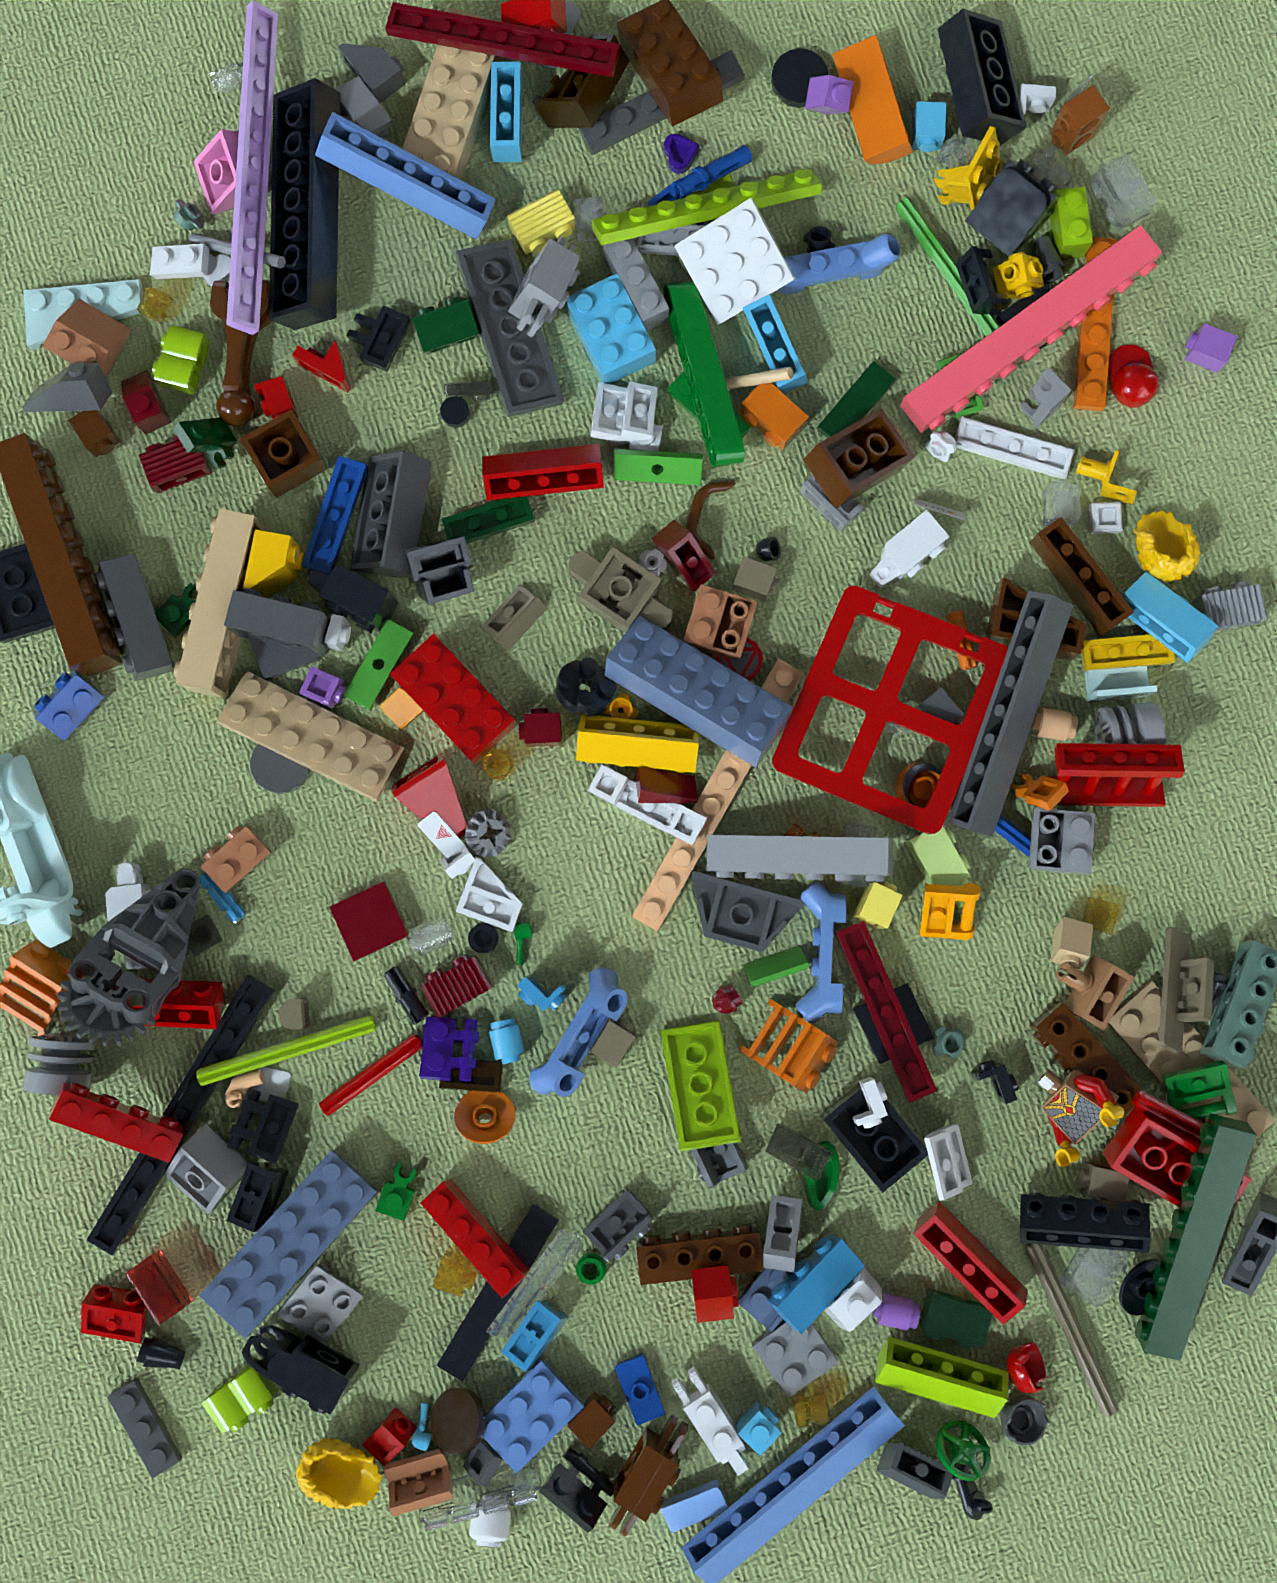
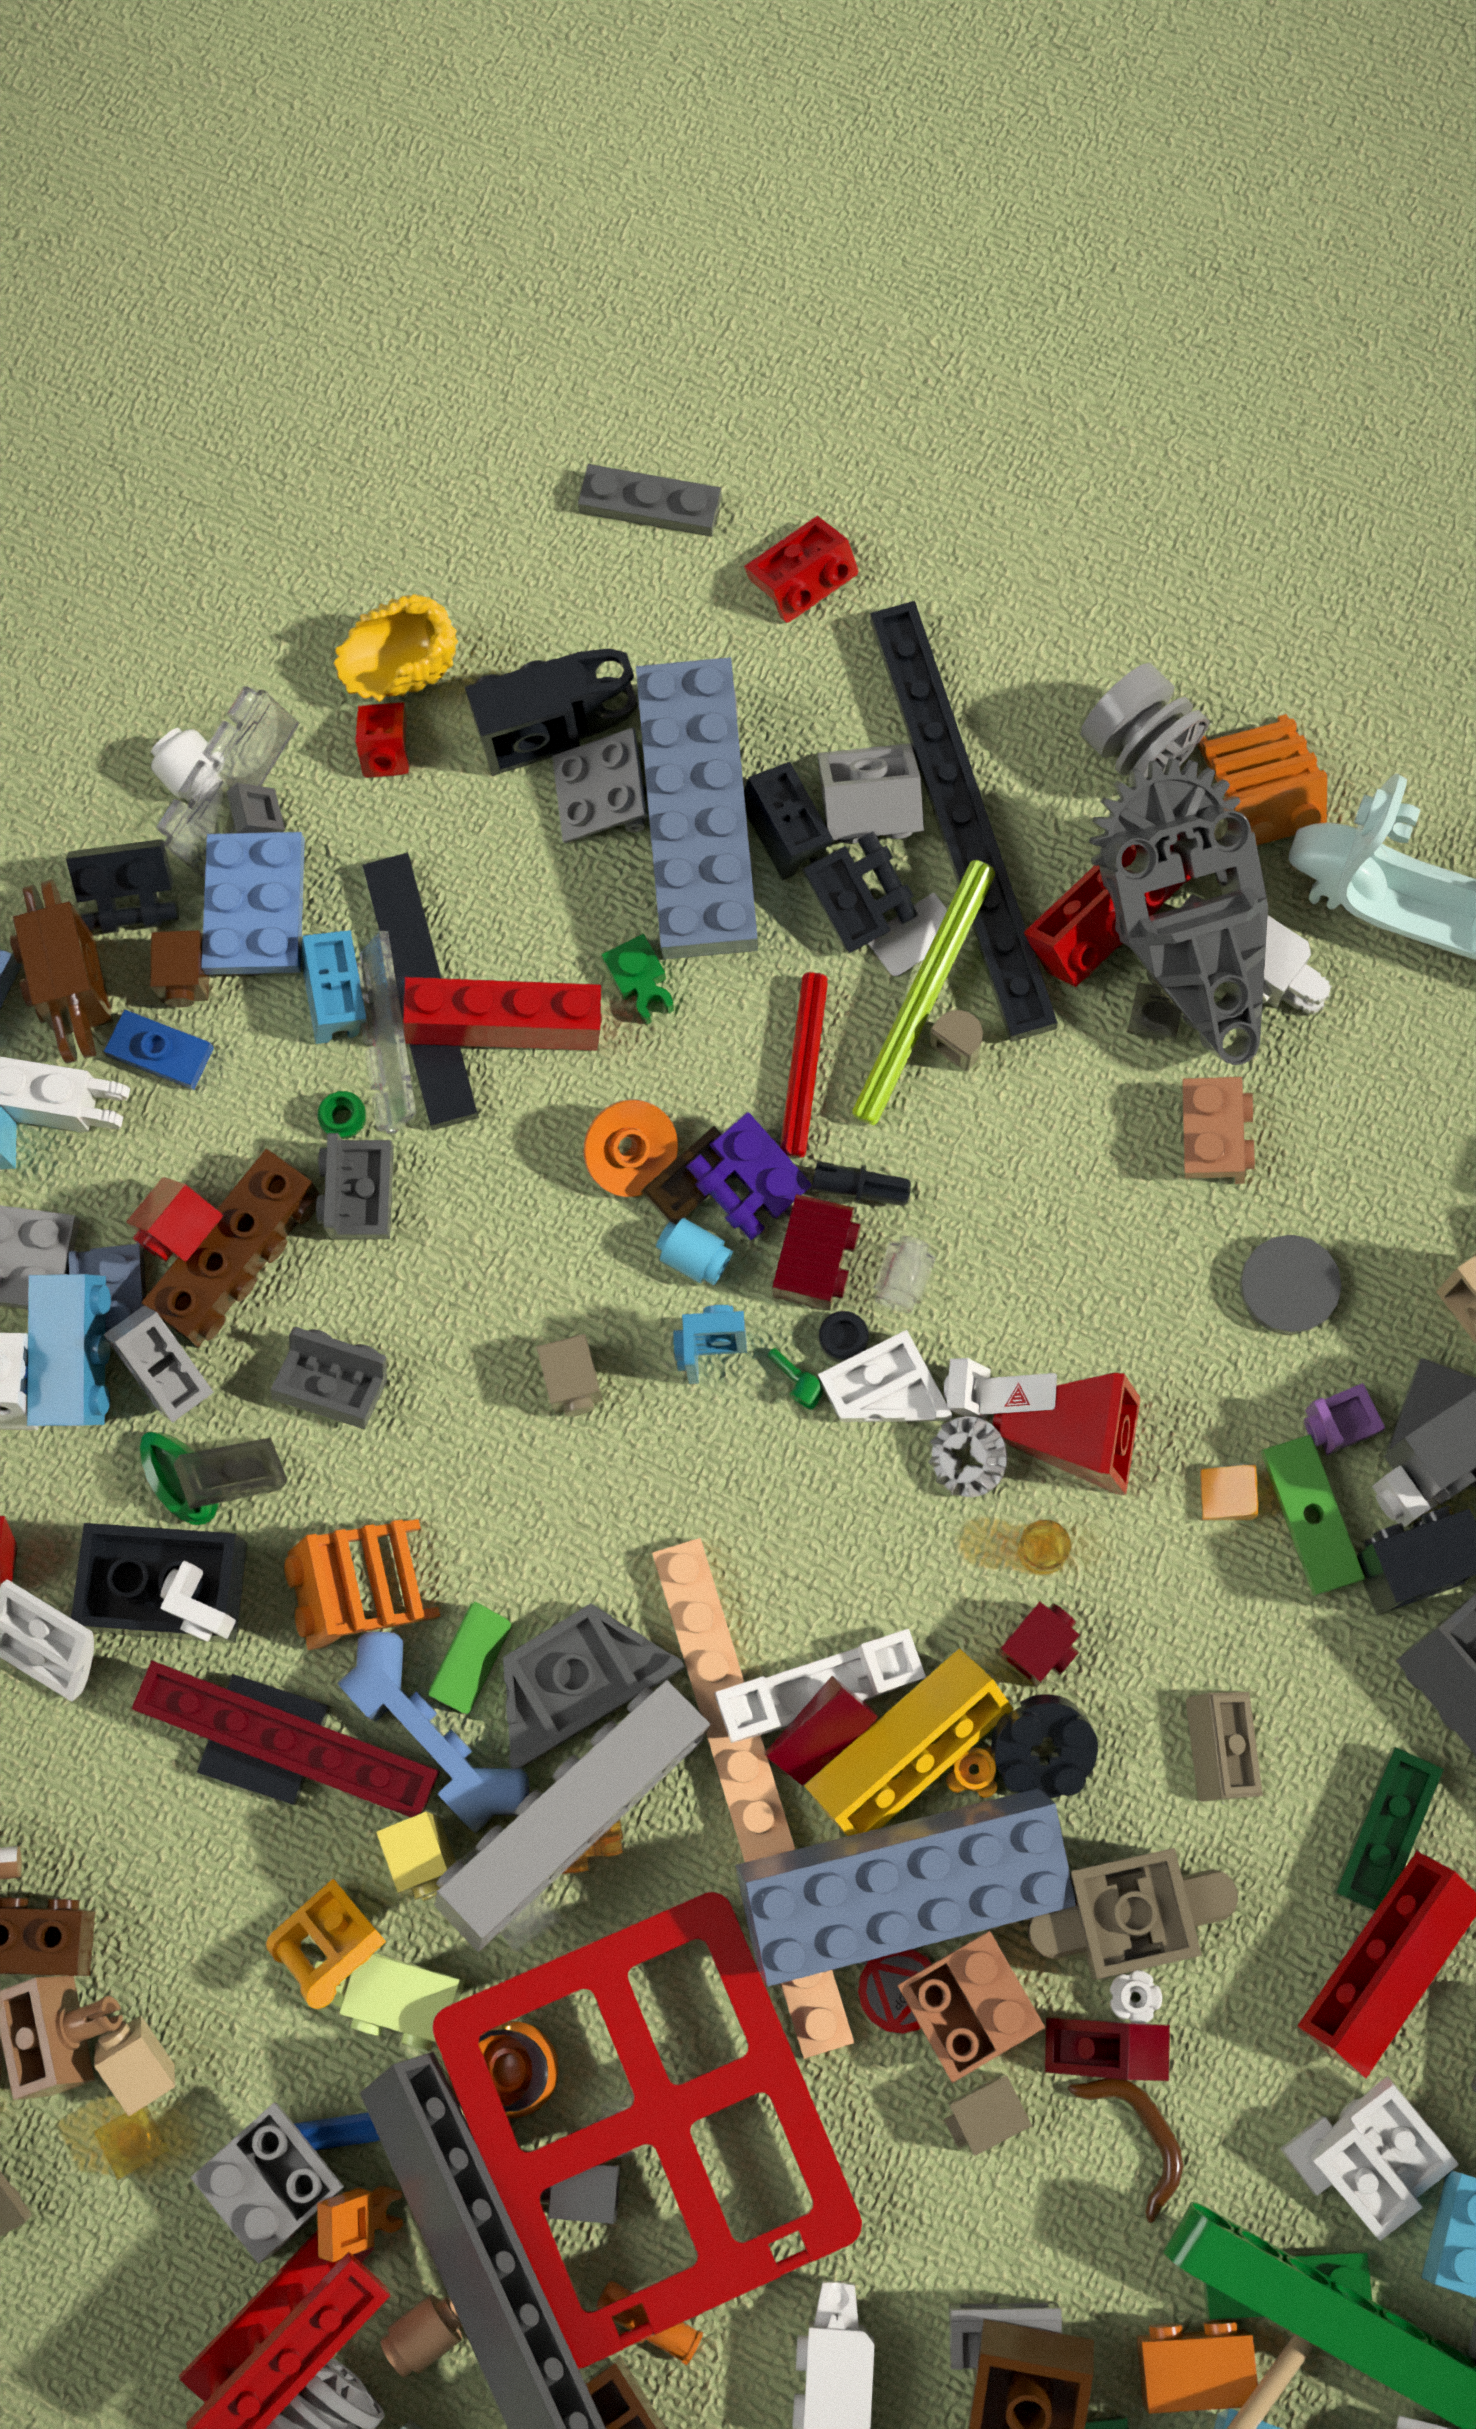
camera: 135 degrees right, 10 degrees down
(116, 1122) = (1015, 729): red brick -> none
(159, 1287) = (785, 633): clear red brick -> none
(160, 1354) = (712, 576): black cone -> none
(225, 901) = (1170, 1074): dark azure axle -> none
(239, 1398) = (582, 613): lime brick -> none
(240, 1085) = (931, 906): light nougat arm -> none
(311, 736) = (1292, 1351): tan plate -> none
(369, 921) = (991, 1219): dark red tile -> none
(419, 1482) = (303, 726): nougat bracket -> none
(421, 1438) = (346, 770): medium azure hand -> none
(441, 569) = (1369, 1700): black plate -> none
(453, 699) = (1181, 1567): red brick -> none
(454, 1274) = (485, 954): clear yellow brick -> none
(457, 1420) = (325, 822): dark brown tile -> none
(562, 1070) = (628, 1400): medium blue plate -> none
(674, 468) = (1263, 2131): bright green tile -> none
(700, 1086) = (420, 1428): lime plate -> none
(726, 999) = (489, 1559): dark red plate -> none
(768, 549) = (1013, 2175): black hinge -> none
(956, 1042) = (161, 1785): sand green plate -> none
(1003, 1082) = (58, 1805): black bracket -> none

